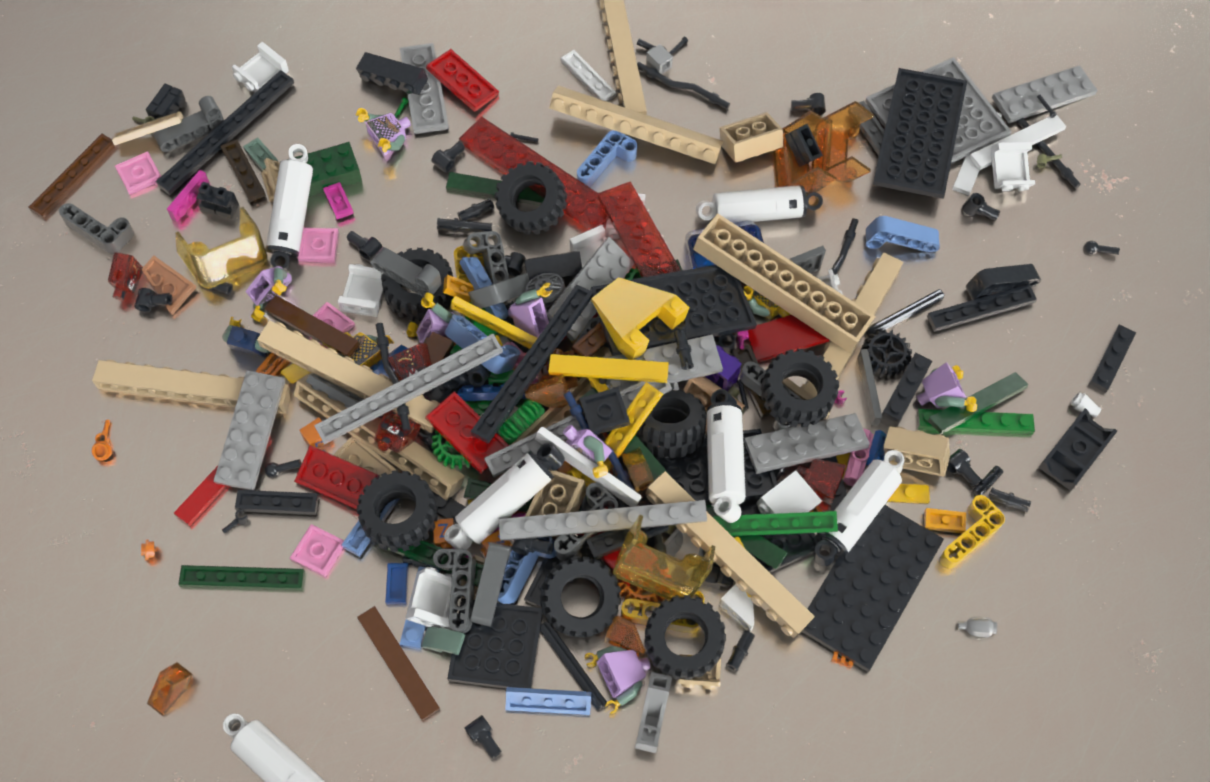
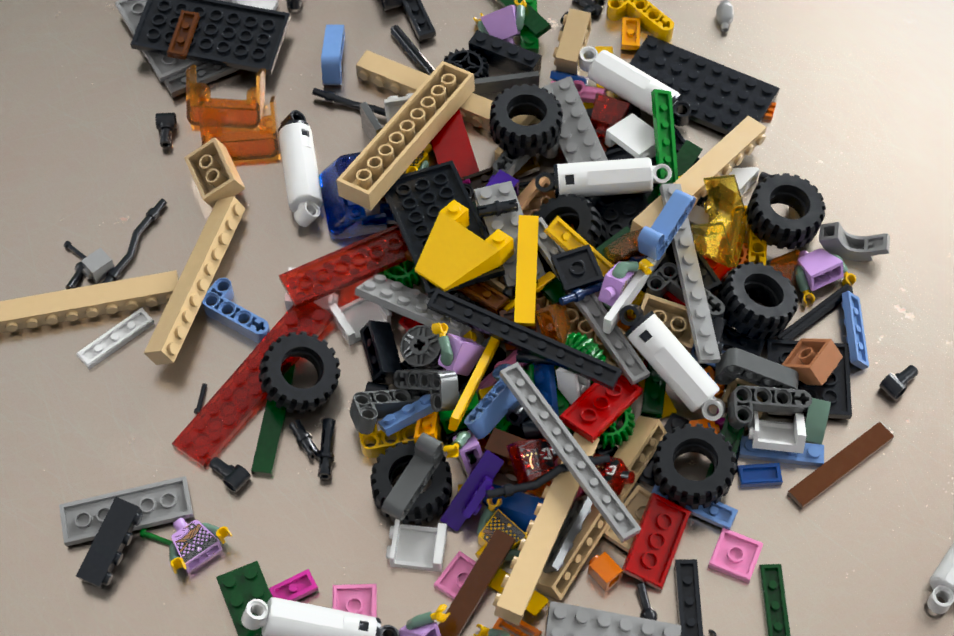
camera: 90 degrees left, 5 degrees down
(367, 247) = (358, 547): black pin -> none
(400, 327) = (472, 491): none -> dark purple bracket
(462, 80) = (117, 467): red tile -> none
(506, 643) = (813, 360): none -> nougat slope
(644, 492) = (656, 239): none -> medium blue beam
(803, 145) = (228, 126): black brick -> none
(910, 107) = (183, 35): none -> reddish brown tile

